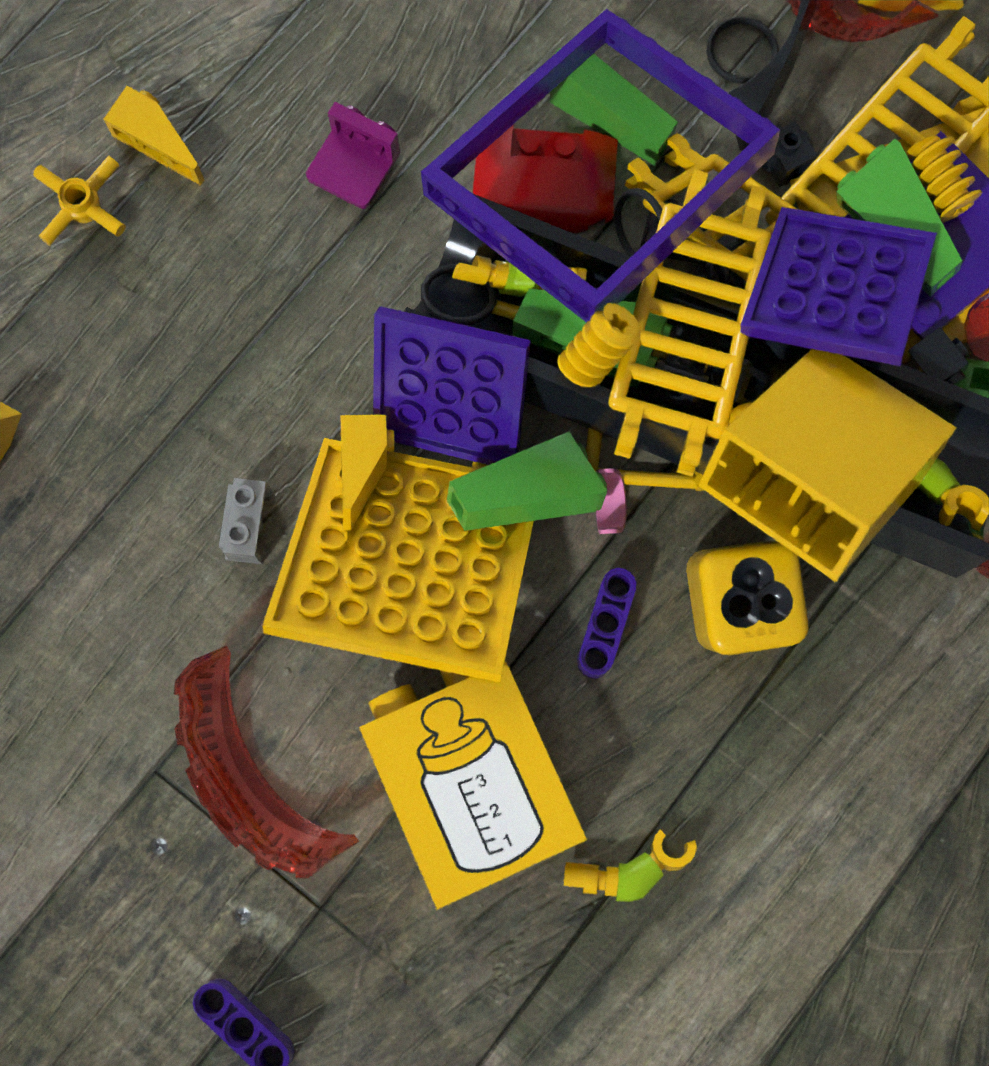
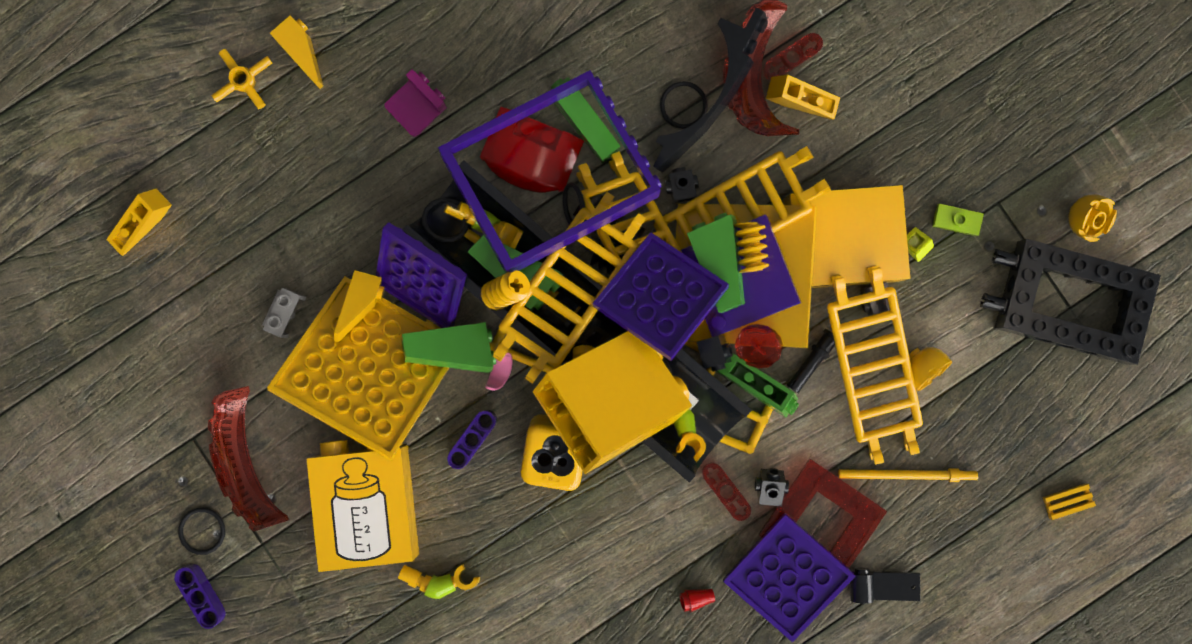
camera: 20 degrees right, 10 degrees up
(205, 955) = (222, 531): none -> black piece

